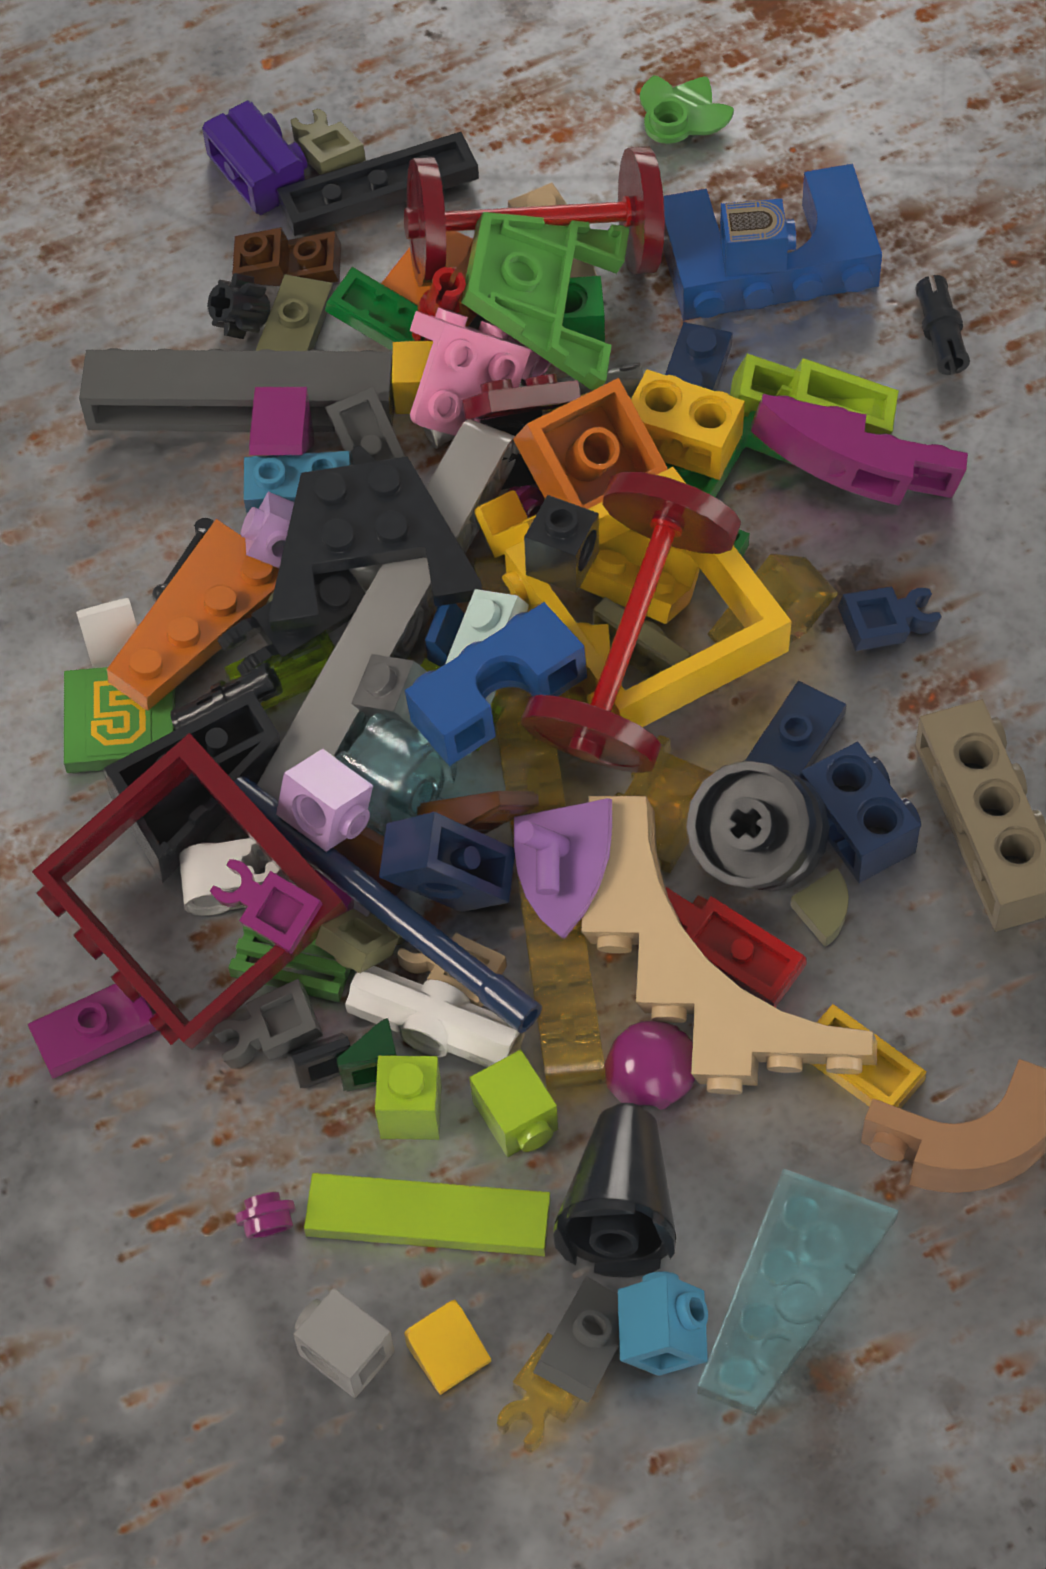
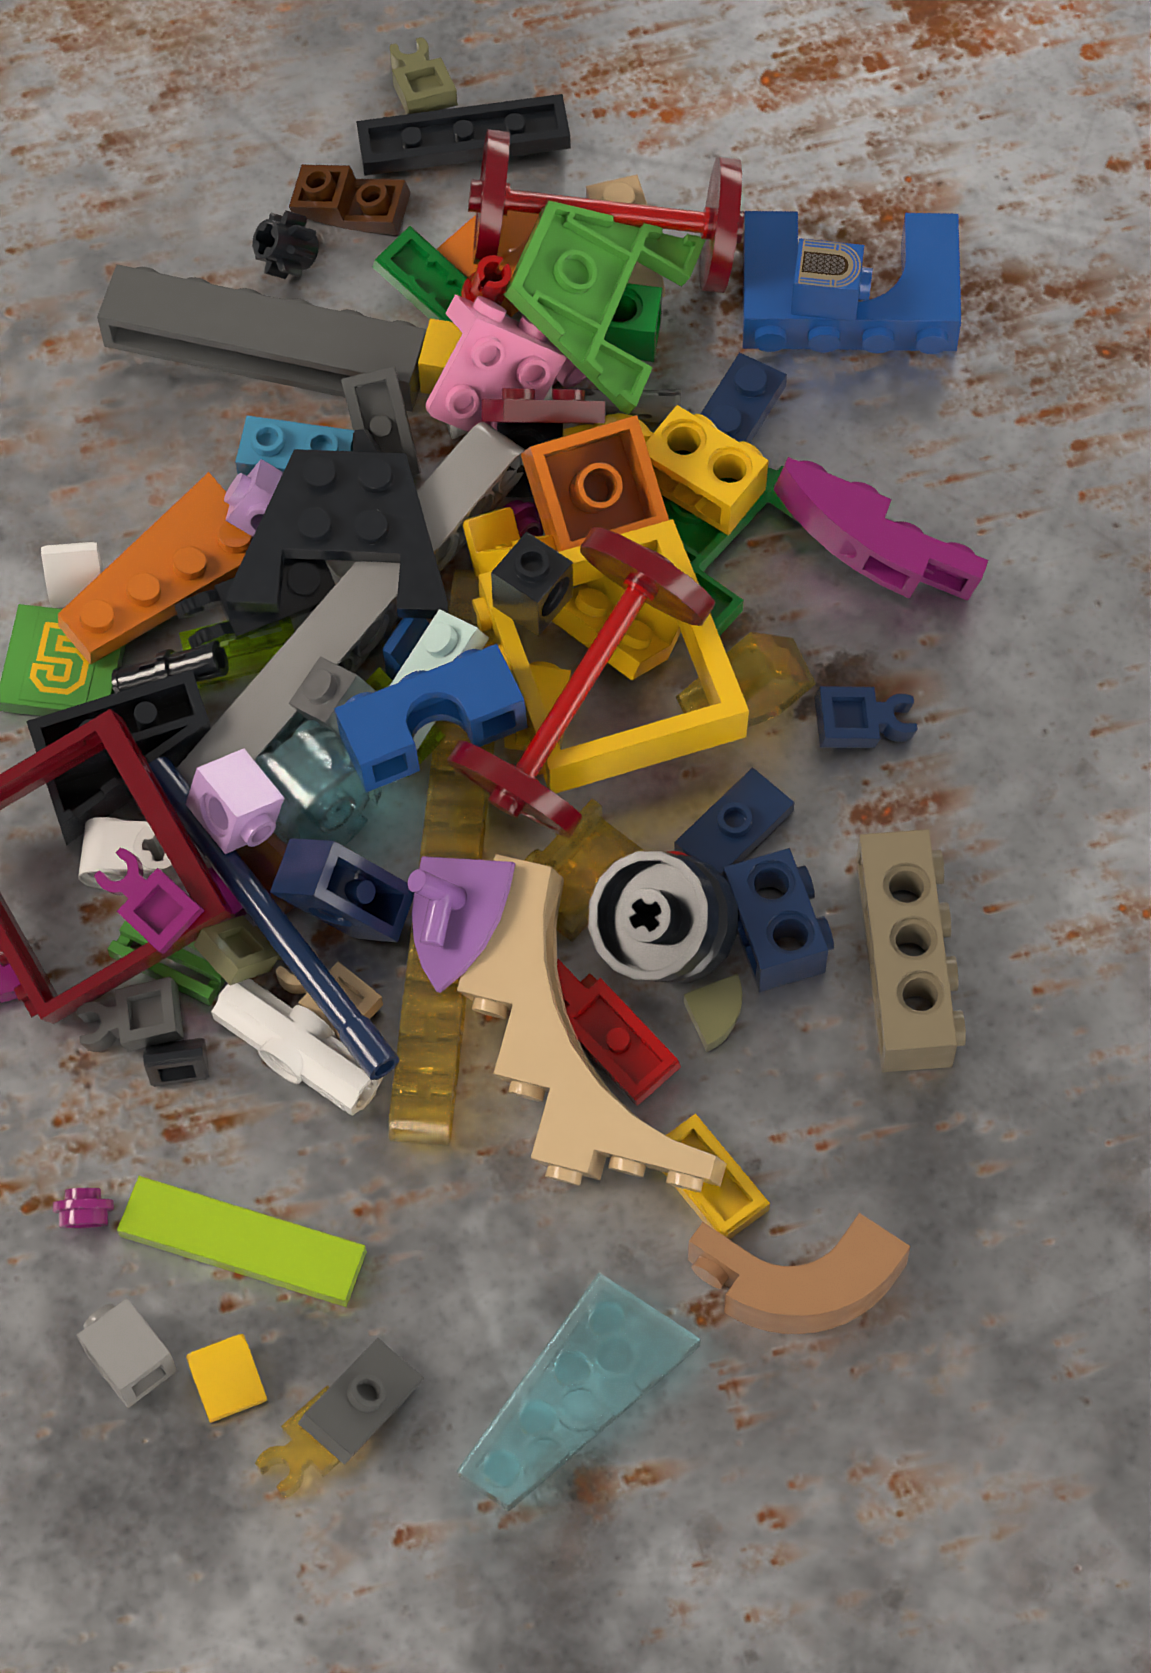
camera: 10 degrees right, 5 degrees up
(201, 527) = (192, 477): black hinge -> none
(253, 155) = (342, 77): dark purple brick -> none
(281, 421) = (293, 386): magenta slope -> none
(296, 315) = (342, 267): olive plate -> none
(360, 1061) = (223, 1073): dark green slope -> none
(408, 1097) = (249, 1120): lime brick -> none
(484, 810) = (385, 844): reddish brown slope -> none
(514, 1104) = (352, 1149): lime brick -> none
(619, 1198) = (428, 1265): black cone -> none
(650, 1064) = (496, 1137): magenta hair -> none
(652, 650) = (608, 697): olive plate -> none
(662, 1324) = (437, 1402): dark azure brick -> none
(681, 110) = (805, 109): bright green plate -> none
(815, 385) = (855, 458): lime slope -> none
(942, 325) = (1008, 409): black pin -> none

